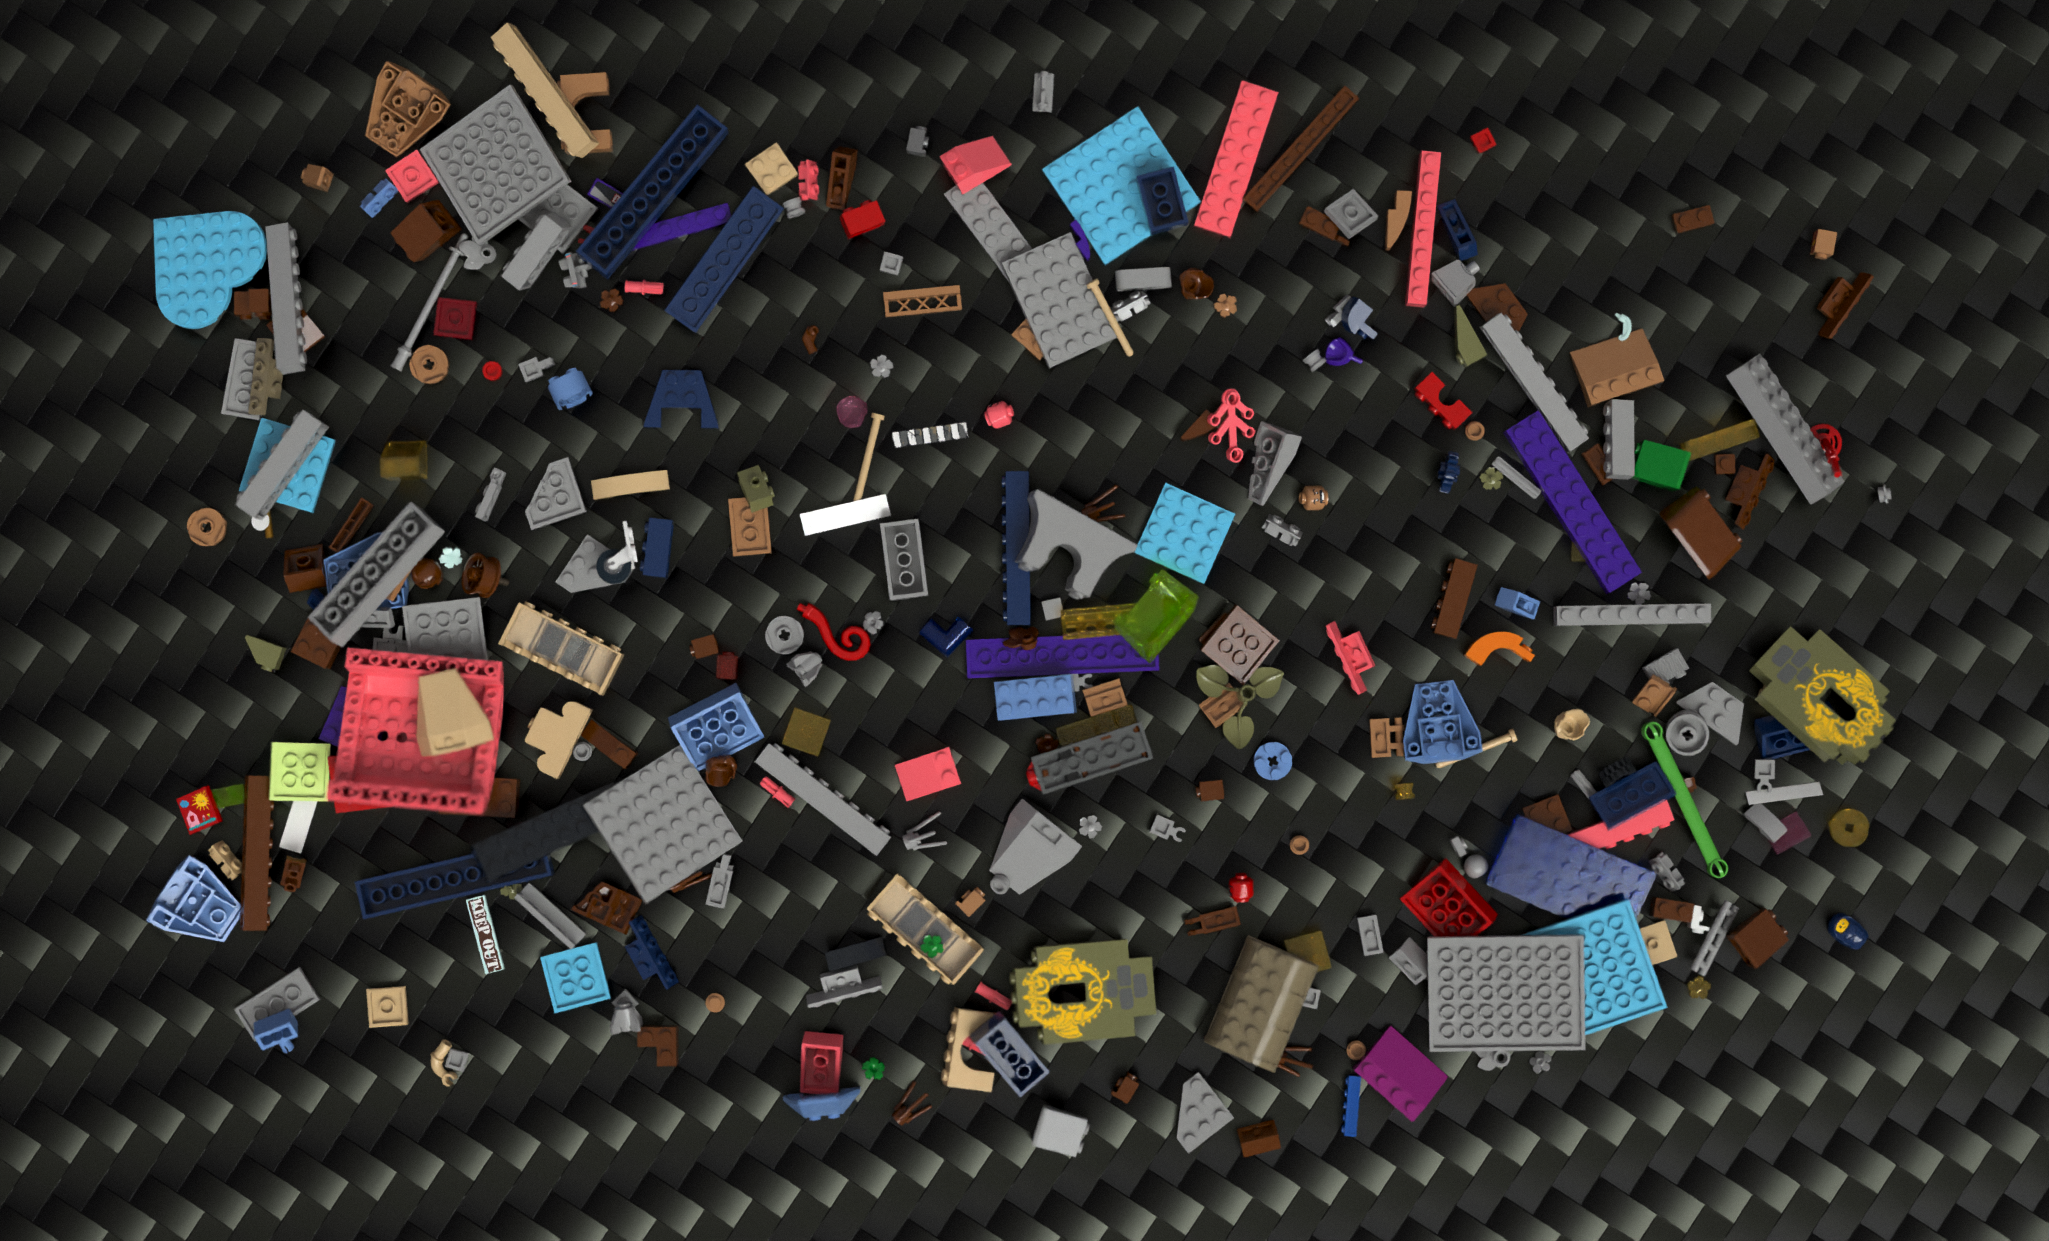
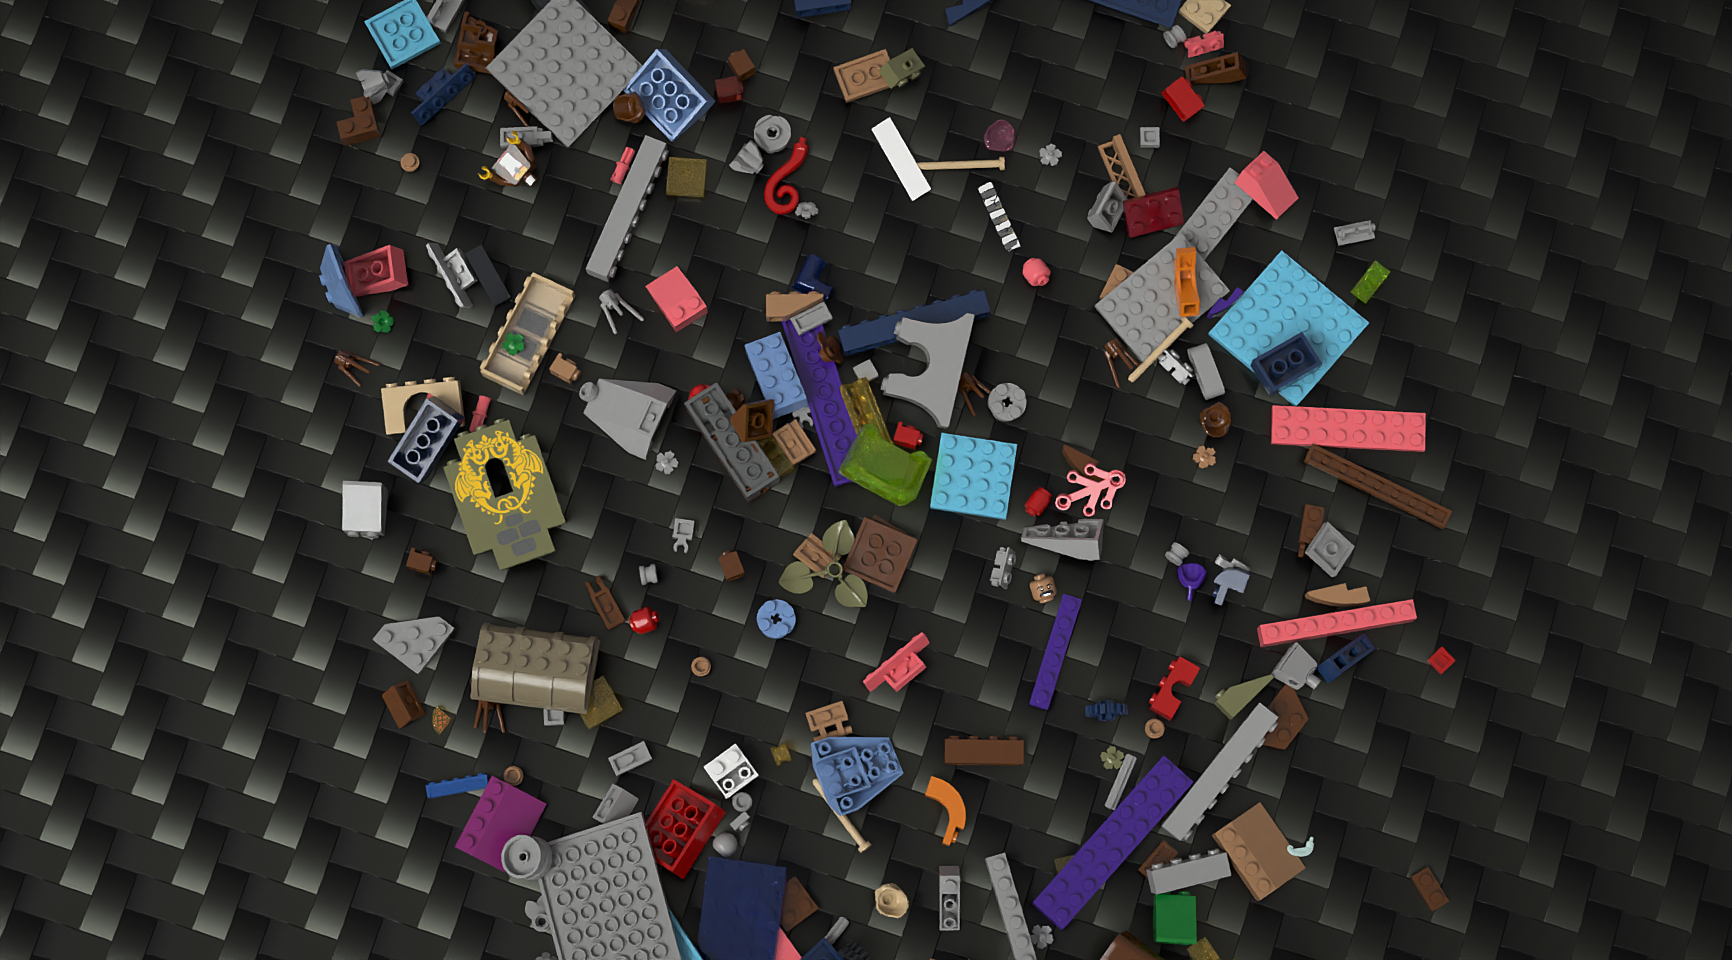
camera: 75 degrees right, 10 degrees down
(750, 901) = (514, 165): none -> torso
(809, 337) = (1058, 83): reddish brown arm -> none
(904, 559) = (873, 220): light grey brick -> none
(917, 141) = (1271, 130): flat silver brick -> none
(954, 326) = (1107, 208): none -> light grey slope
(970, 669) = (785, 306): none -> medium nougat slope
(971, 282) = (1153, 212): none -> dark red plate
(987, 647) = (811, 318): none -> light grey tile
(1057, 274) = (1185, 282): none -> orange arch
(1082, 731) = (754, 420): none -> reddish brown slope
(1096, 92) = (1370, 282): none -> clear neon green slope
(1097, 359) = (1116, 349): none -> reddish brown plant
(1119, 469) = (998, 408): none -> light grey plate
(1129, 585) = (907, 436): none -> red brick
(1197, 872) = (648, 574): none -> light grey wheel
(1228, 479) = (1037, 502): none -> red brick
(1283, 1107) = (439, 720): none -> clear yellow tile
(1376, 503) = (1055, 652): none -> dark purple plate
(1409, 842) = (730, 771): none -> white slope
(1438, 839) = (742, 802): none -> light grey tile
(1441, 1056) = (526, 857): none -> light grey wheel
(1517, 603) = (997, 815): medium blue slope -> none
(1581, 669) = (949, 897): none -> light grey slope

